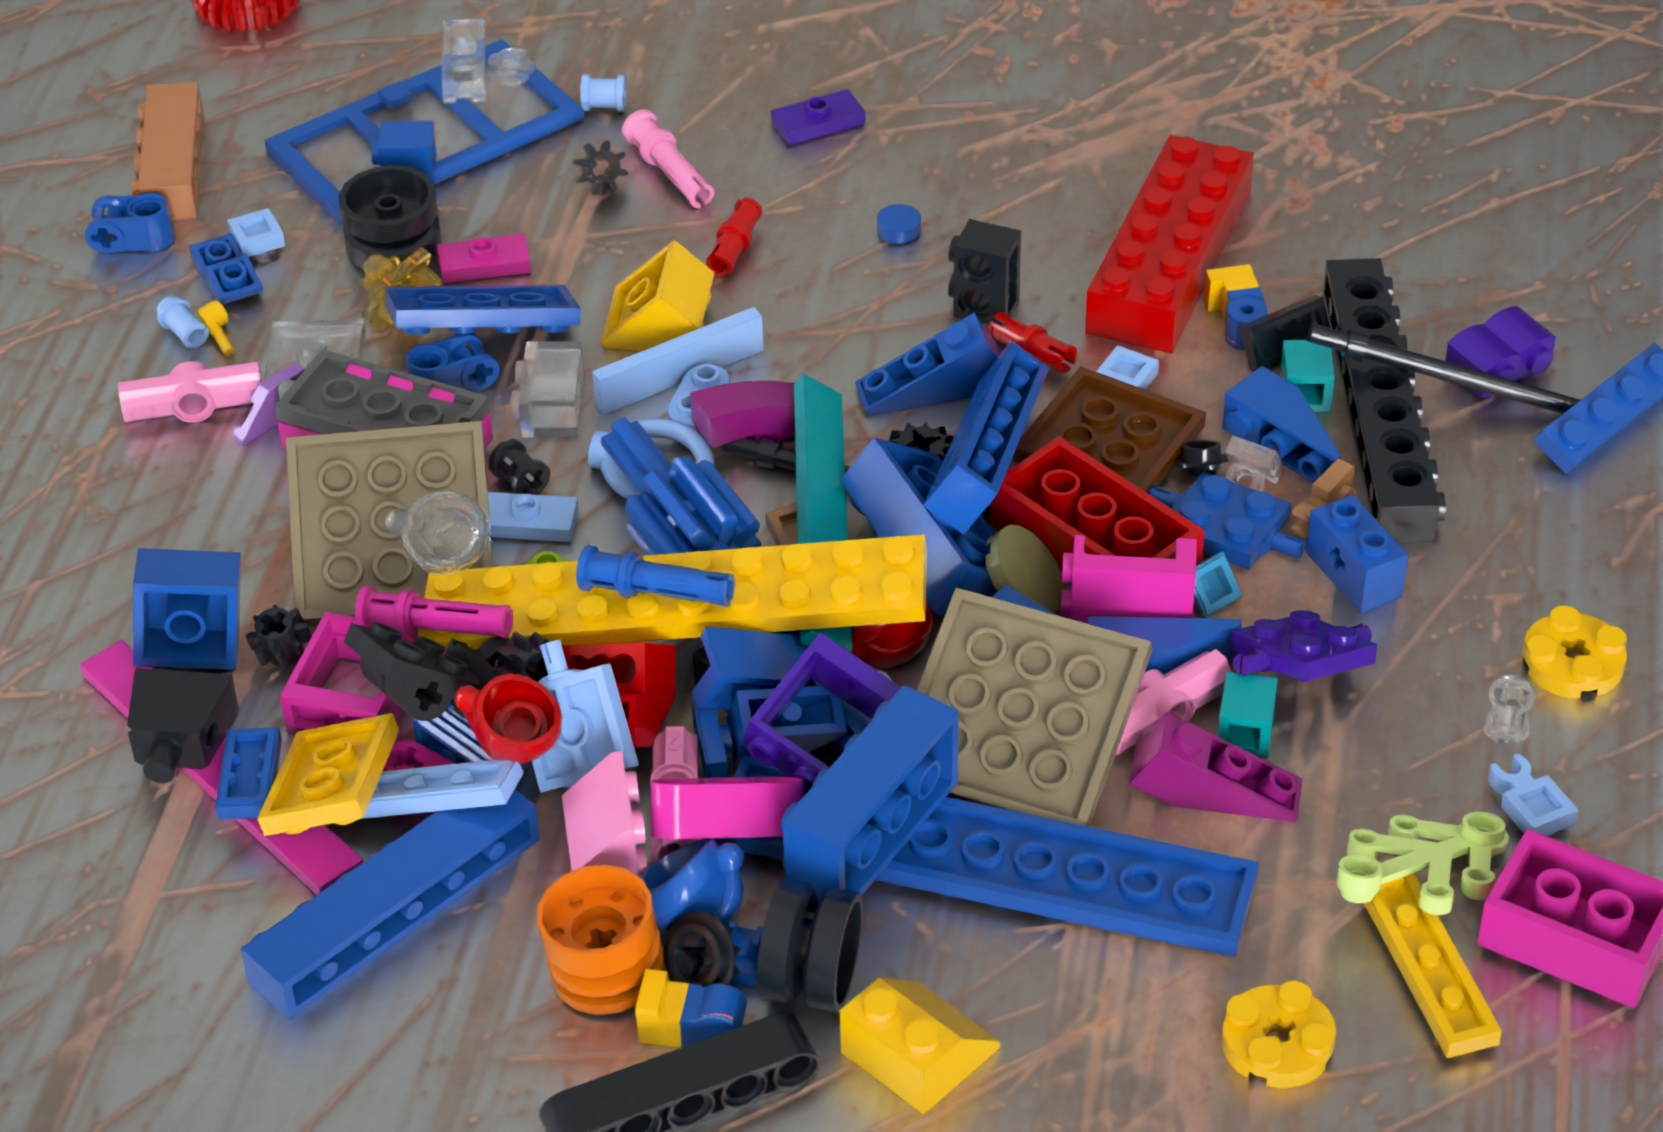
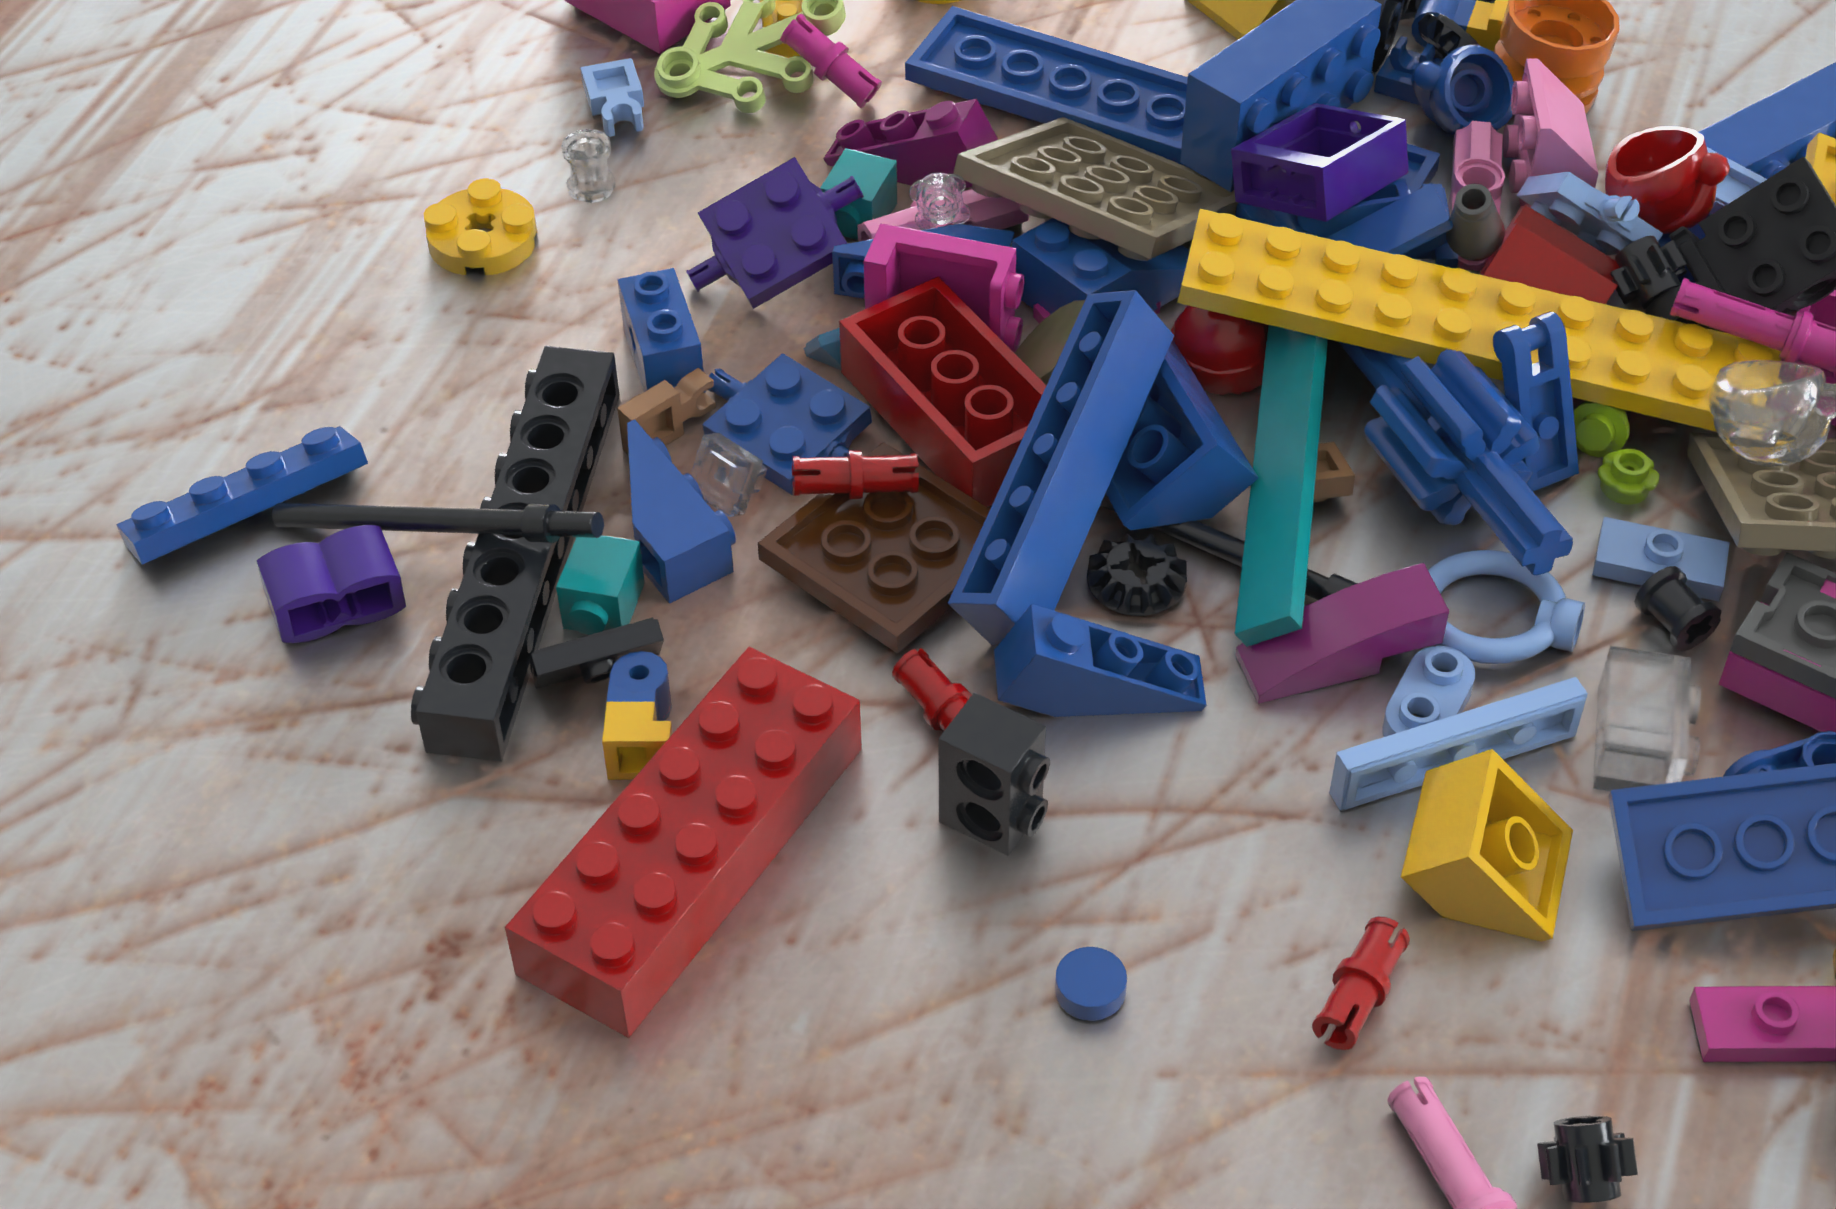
camera: 170 degrees left, 5 degrees up
(632, 532) = (1541, 394): none -> blue plate
(632, 575) = (1532, 290): blue pin -> none
(681, 649) = (1476, 224): none -> dark grey cone
(721, 806) = (1450, 86): dark pink beam -> none
(1130, 367) = (834, 636): light blue plate -> none
(1149, 442) = (855, 474): none -> red pin
(1166, 654) = (939, 187): none -> clear plate
(1201, 457) = (767, 499): black plate -> none
(1331, 843) = (831, 60): none -> dark pink pin

